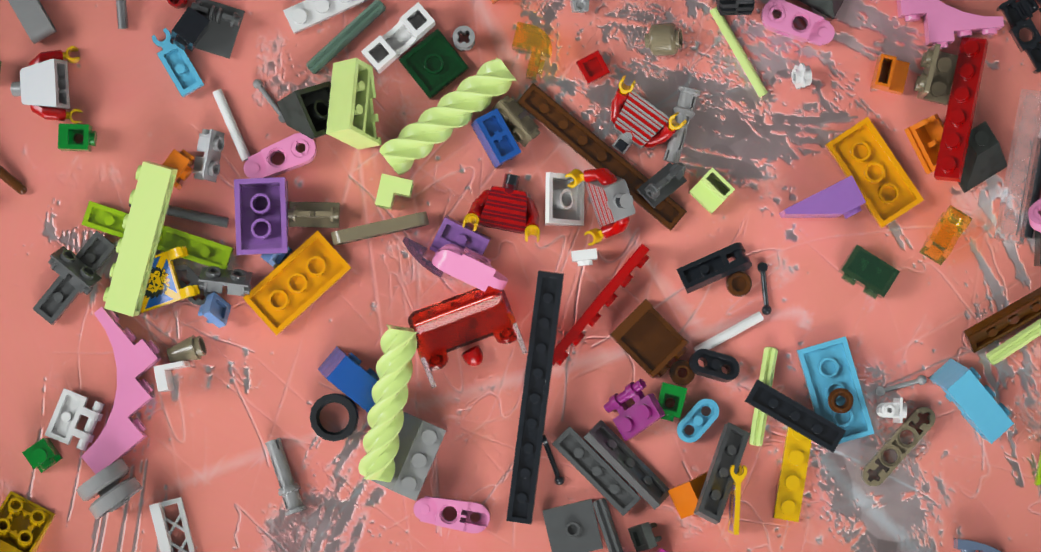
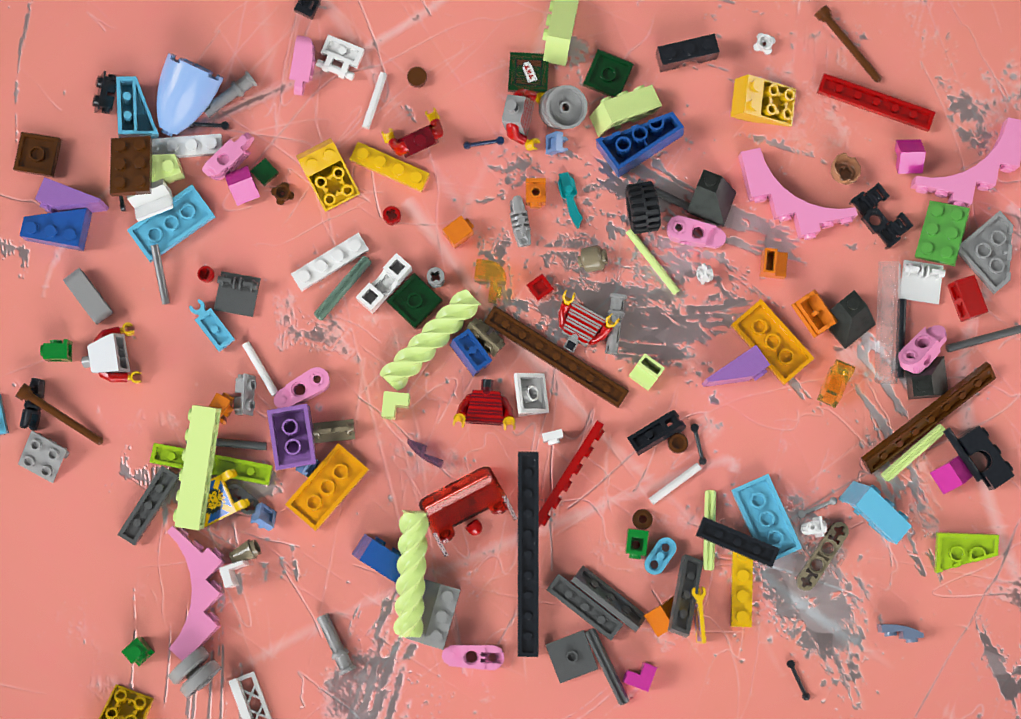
camera: 10 degrees left, 5 degrees down
(66, 262) = (155, 503): dark grey hinge -> none
(67, 136) = (131, 391): green brick -> none
(67, 416) = (155, 616): white plate -> none
(189, 29) = (218, 297): black brick -> none
(213, 279) = (259, 492): dark grey hinge -> none
(258, 85) = (300, 357): light grey hinge -> none
(307, 109) = (324, 349): pearl dark grey slope -> none
(315, 413) = (354, 589): black tyre -> none
(351, 104) = (353, 340): yellowish green wedge -> none
(379, 228) = (387, 435): dark tan beam -> none
(453, 233) = (452, 439): medium lavender plate -> none
(468, 267) = (462, 456): bright pink piece -> none
(559, 480) = (555, 618): black hinge -> none
(609, 199) = (567, 389): torso -> none
(637, 417) = (611, 560): magenta plate -> none
(643, 536) = (629, 655): pearl dark grey tile -> none
(649, 339) = (613, 496): reddish brown panel -> none
(663, 183) = (607, 371): dark grey hinge -> none
(713, 363) = (666, 510): black plate -> none
(847, 404) = (778, 525): reddish brown plate -> none
(868, 272) = (779, 420): clear green brick -> none
(937, 76) = (810, 260): dark tan bracket -> none
(961, 109) = (833, 283): red plate -> none

